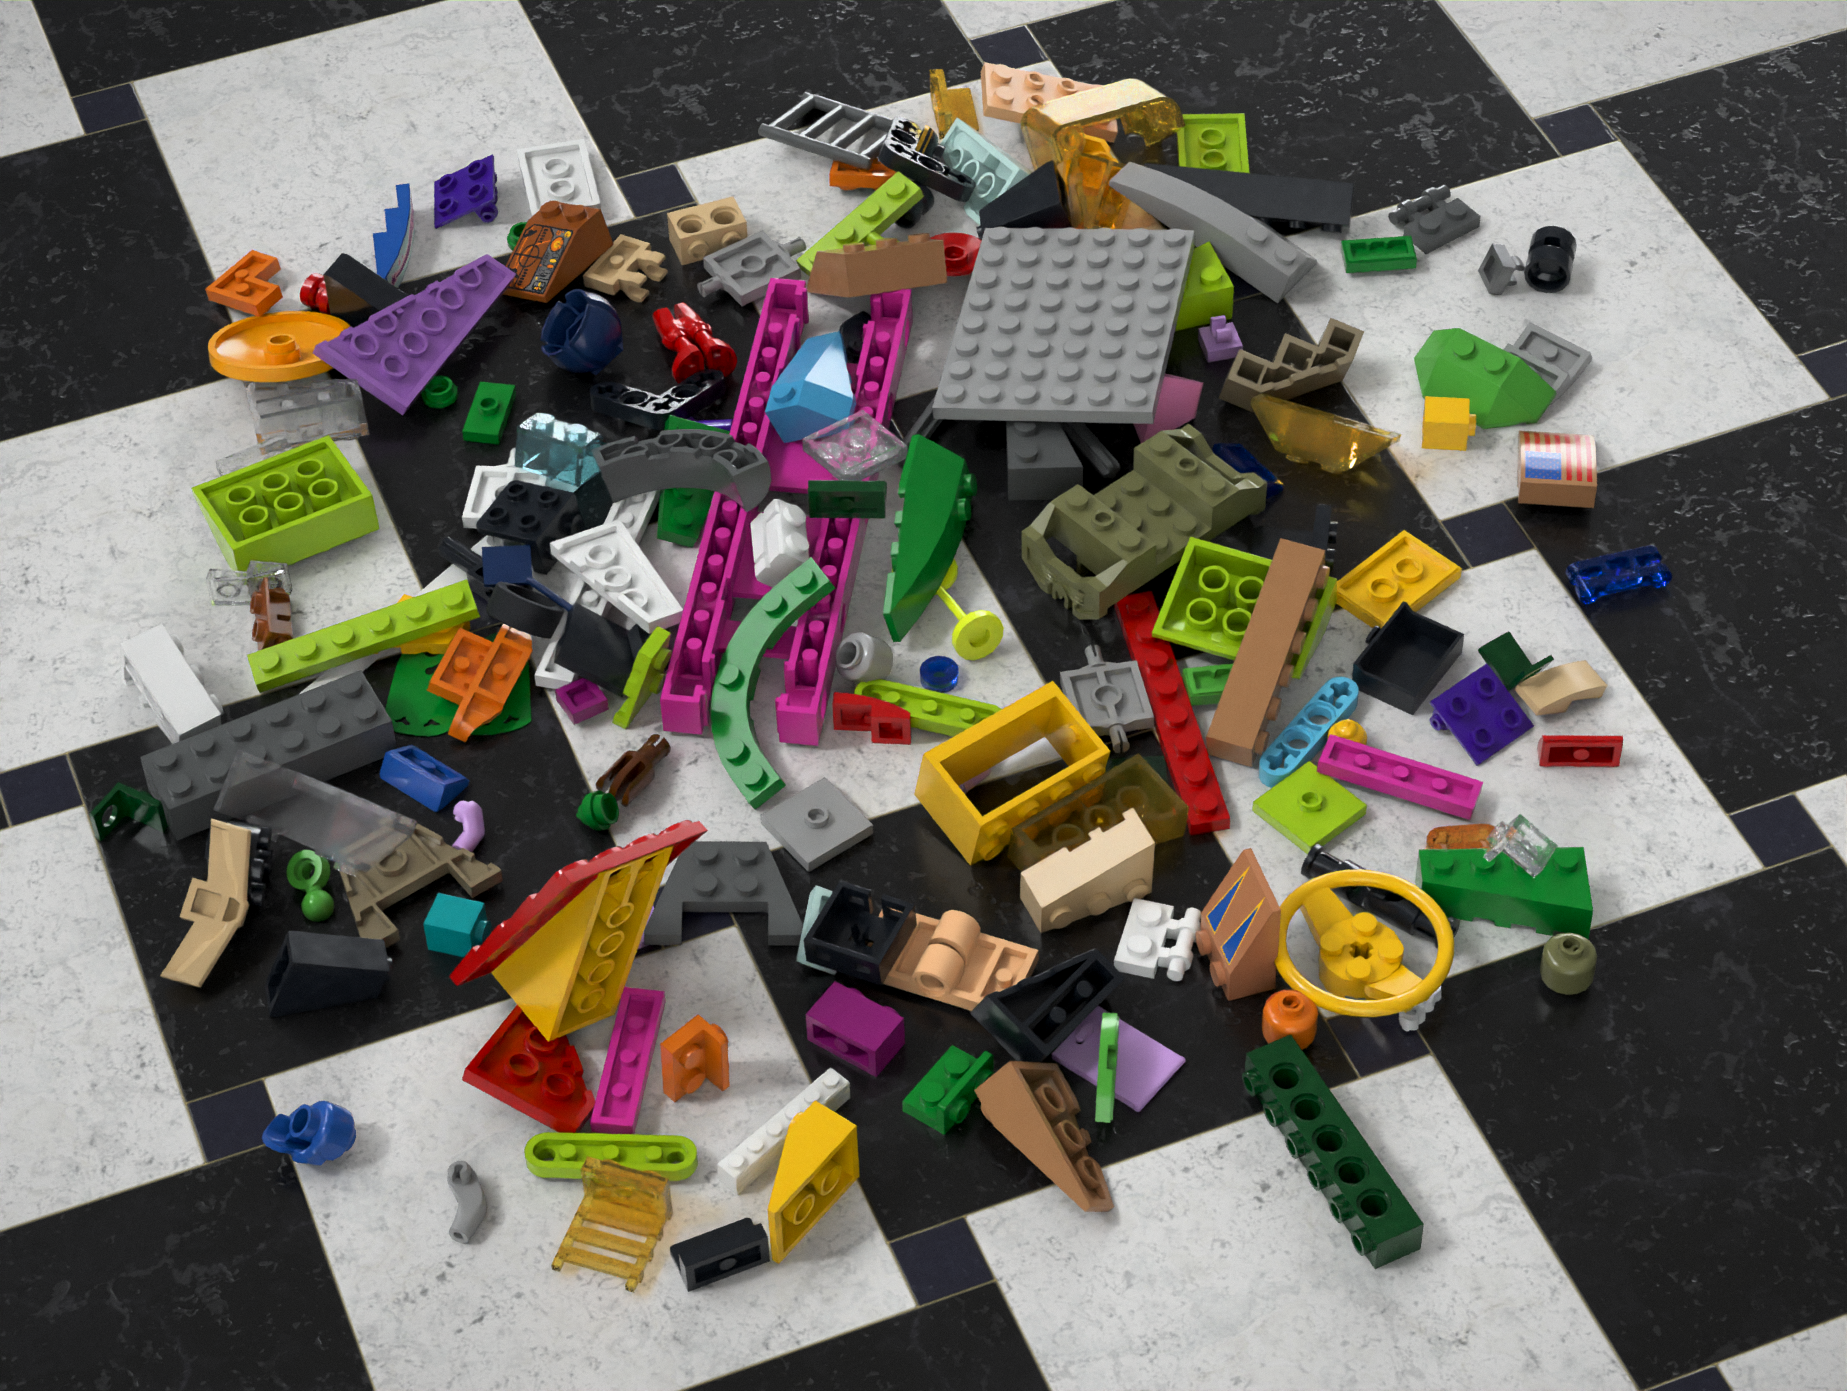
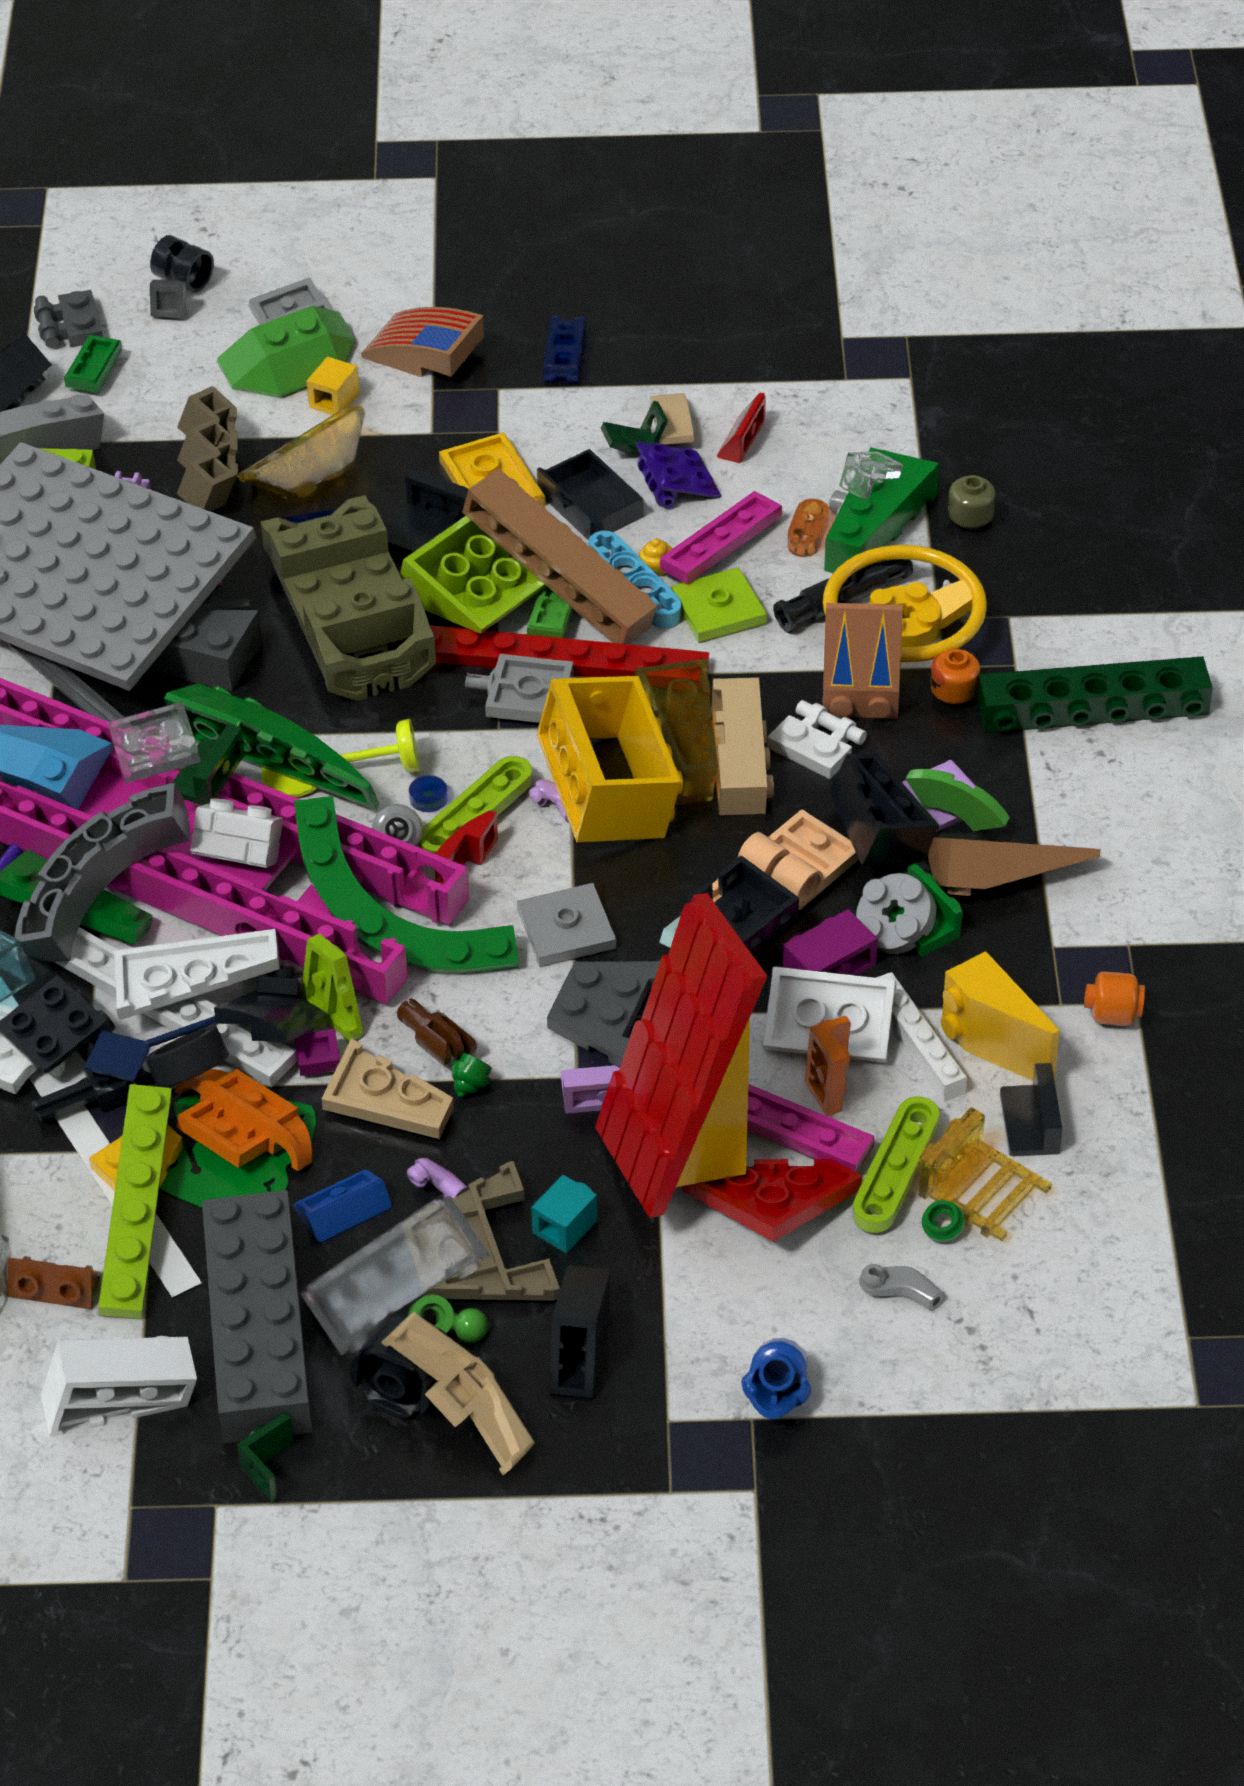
camera: 70 degrees left, 0 degrees up
(552, 760) = (383, 1095): none -> tan wing
(553, 1212) = (943, 1210): none -> green plate
(769, 1047) = (809, 997): none -> white plate
(891, 1275) = (1115, 998): none -> orange head
(926, 1061) = (891, 891): none -> light grey plate

